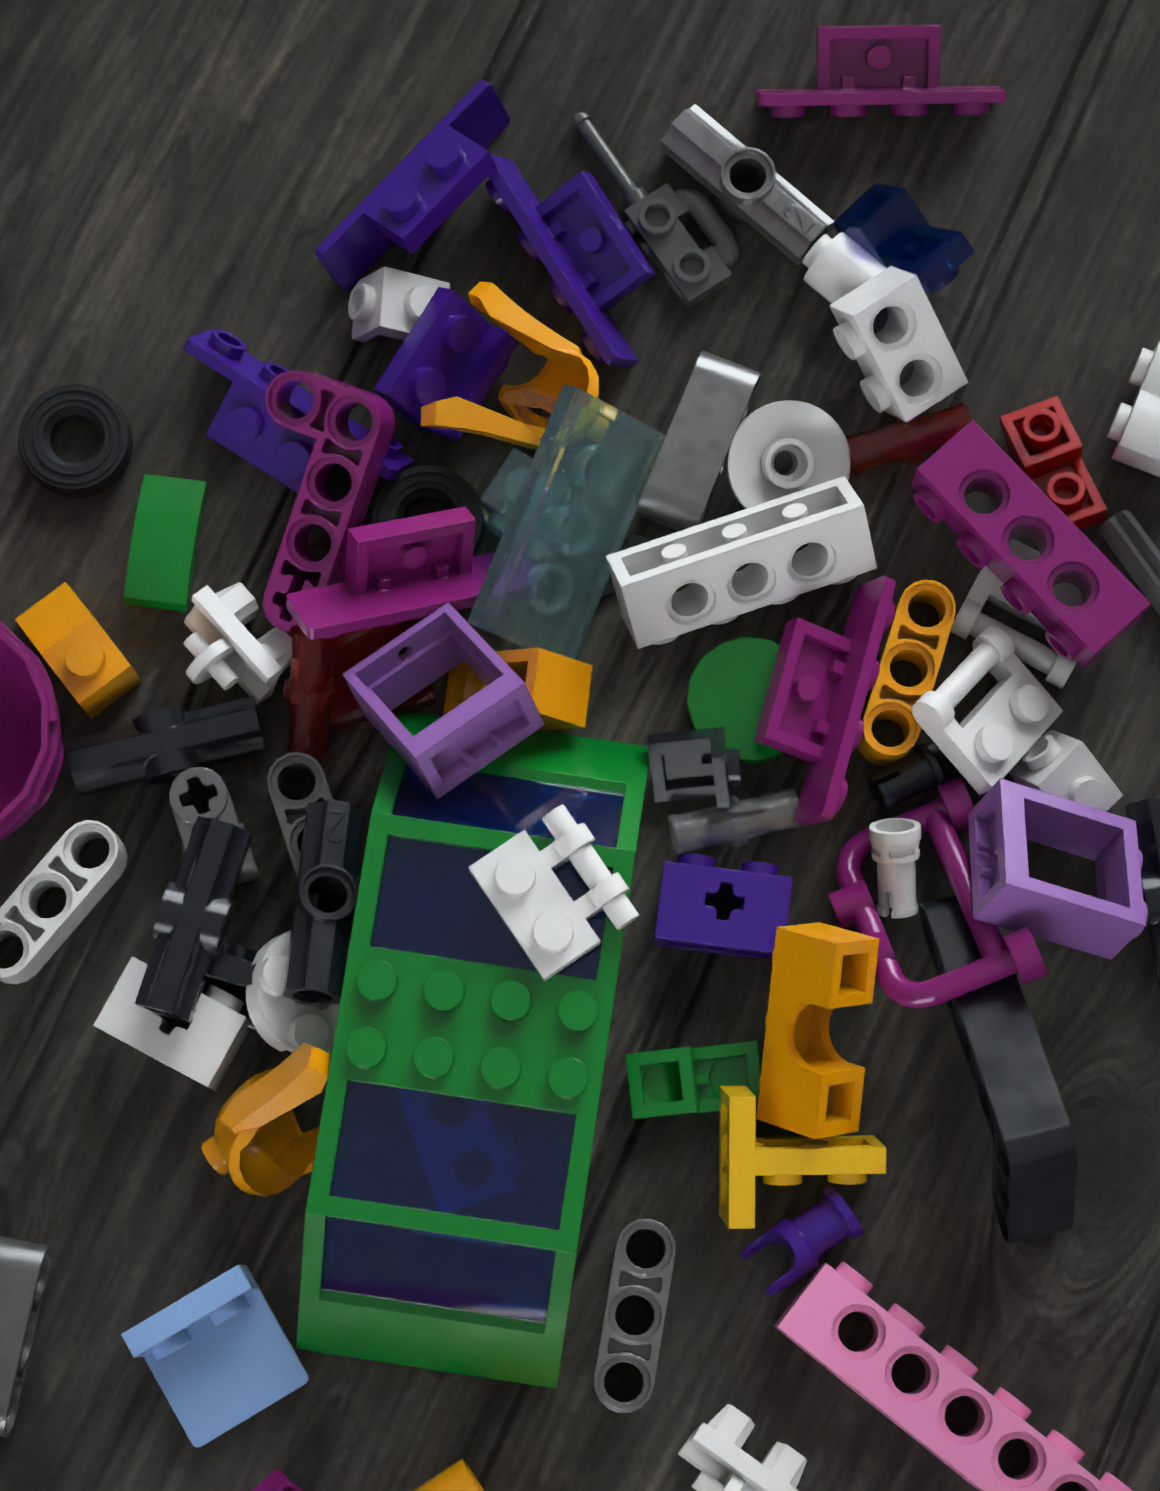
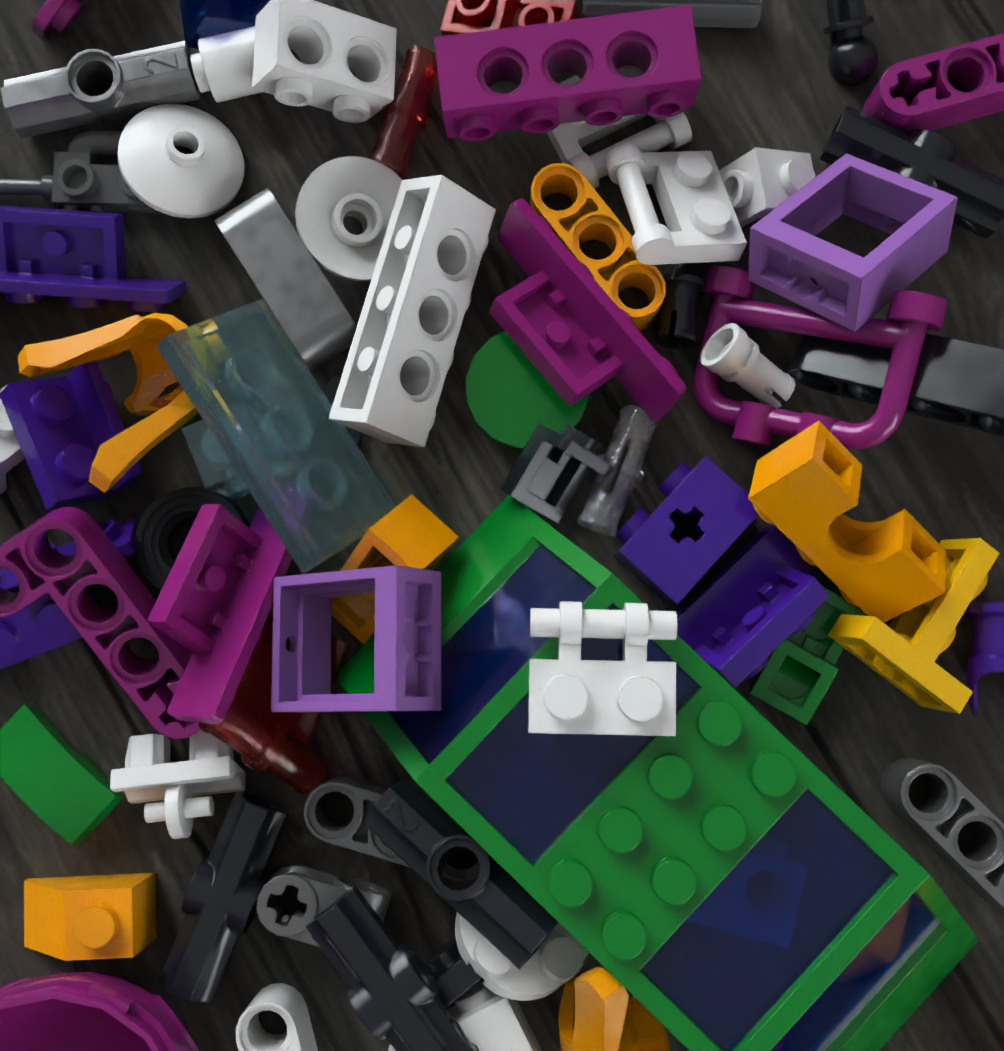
camera: 50 degrees left, 5 degrees up
(690, 1000) = (751, 606): none -> dark purple bracket
(709, 291) = (176, 181): none -> white dish

